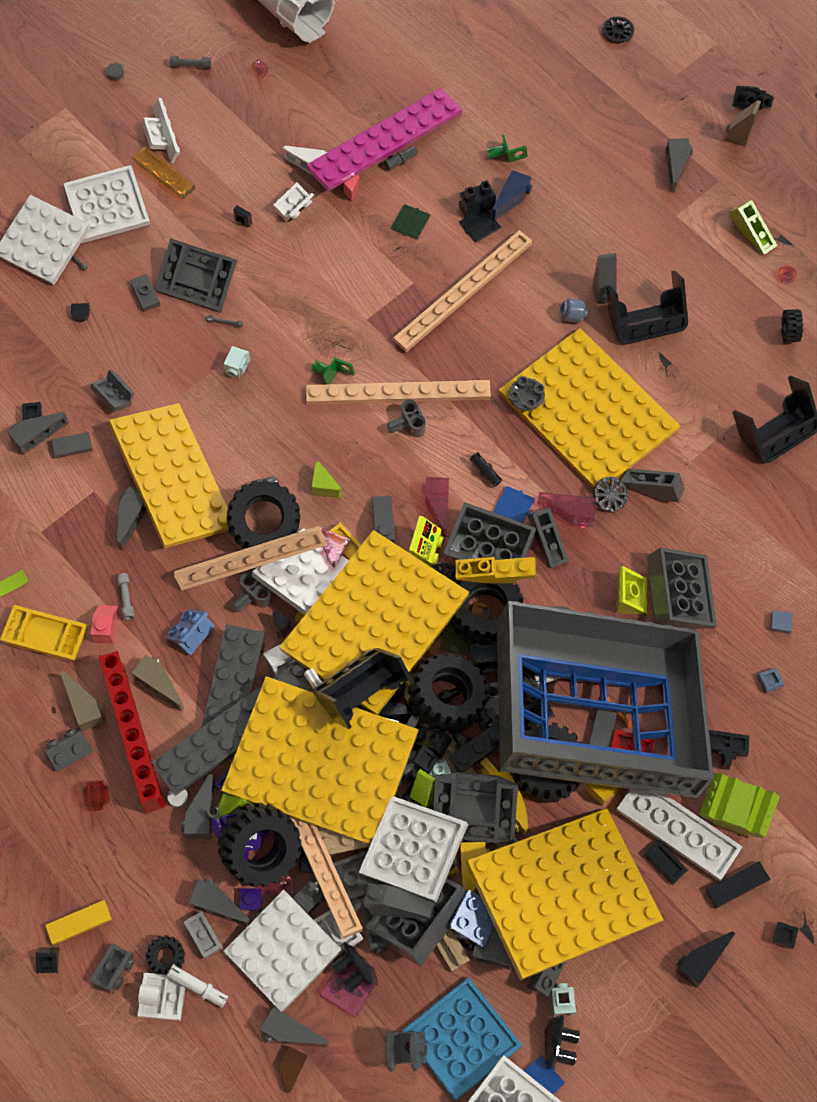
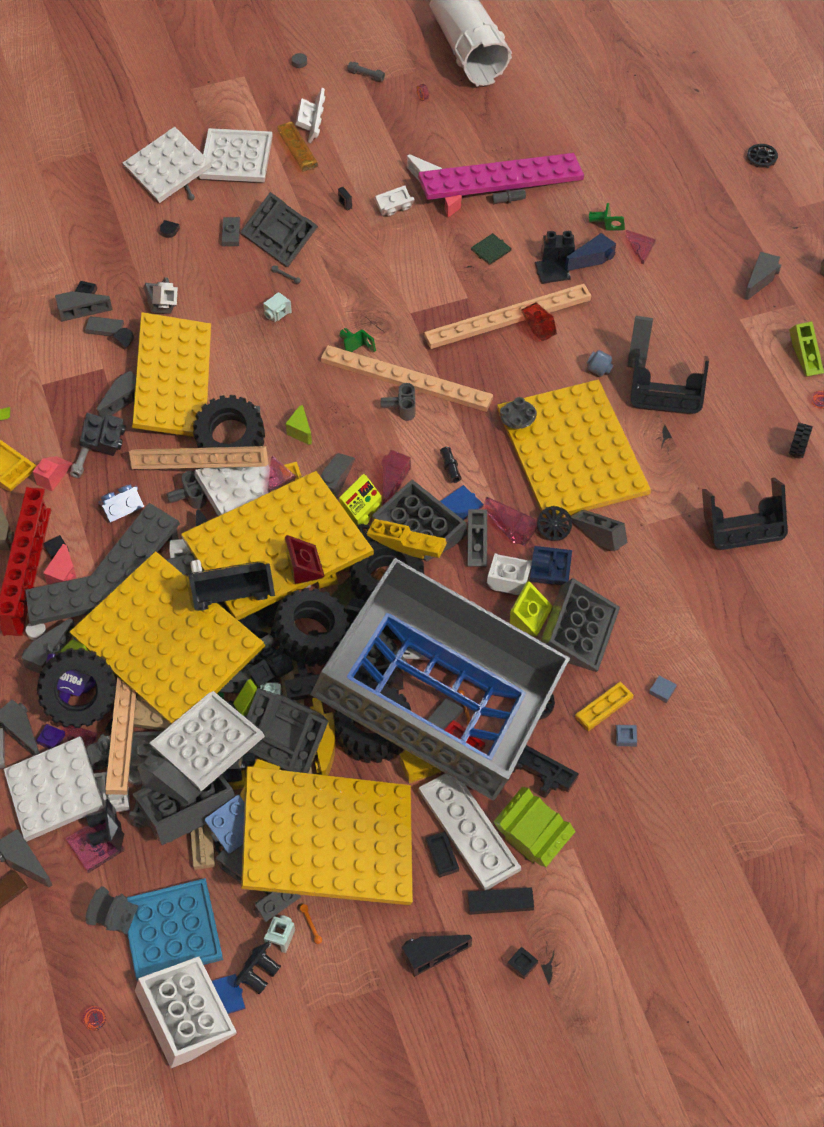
camera: 25 degrees right, 10 degrees down
(99, 450) = (123, 337): none -> black tile
(122, 391) = (164, 295): none -> white brick
(134, 564) = (102, 433): none -> black plate
(150, 702) = (53, 545): none -> black tile
(153, 677) = (69, 528): dark tan slope -> none
(171, 724) = (60, 567): none -> coral slope
(414, 632) = (303, 560): none -> dark red slope
(498, 286) = (540, 321): none -> clear red slope
(551, 167) = (641, 244): none -> clear pink tile
(570, 967) = (304, 909): none -> orange hinge
(595, 562) = (508, 574): none -> white slope
(627, 538) = (550, 565): none -> dark blue plate
(738, 659) = (604, 706): none -> yellow tile

